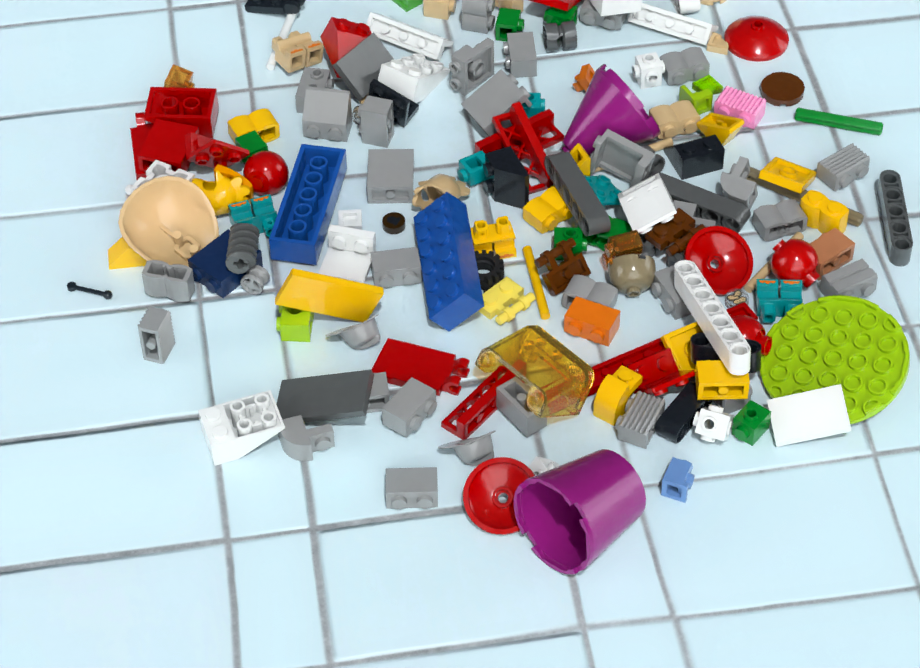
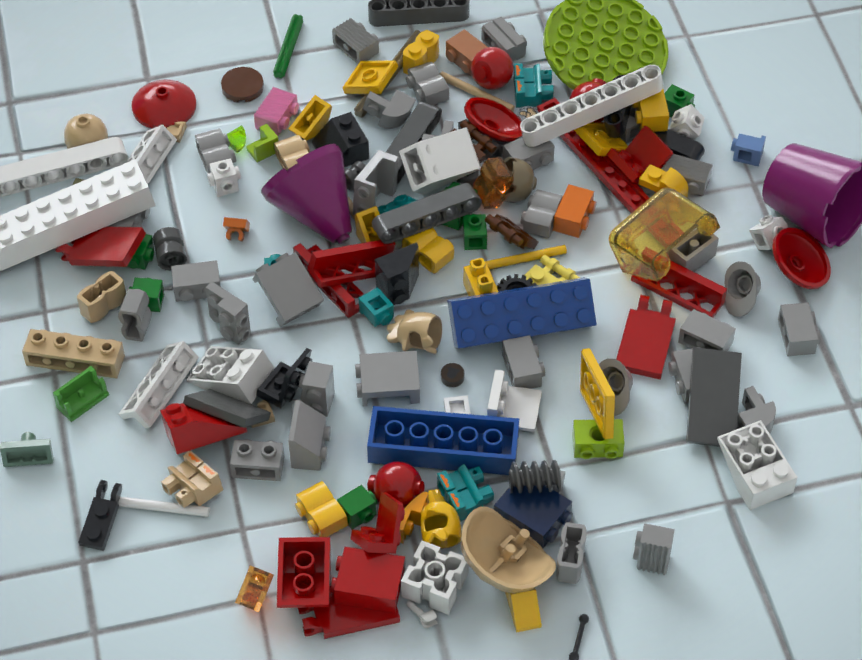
camera: 95 degrees left, 5 degrees up
(809, 415) = (670, 57): white tile -> none

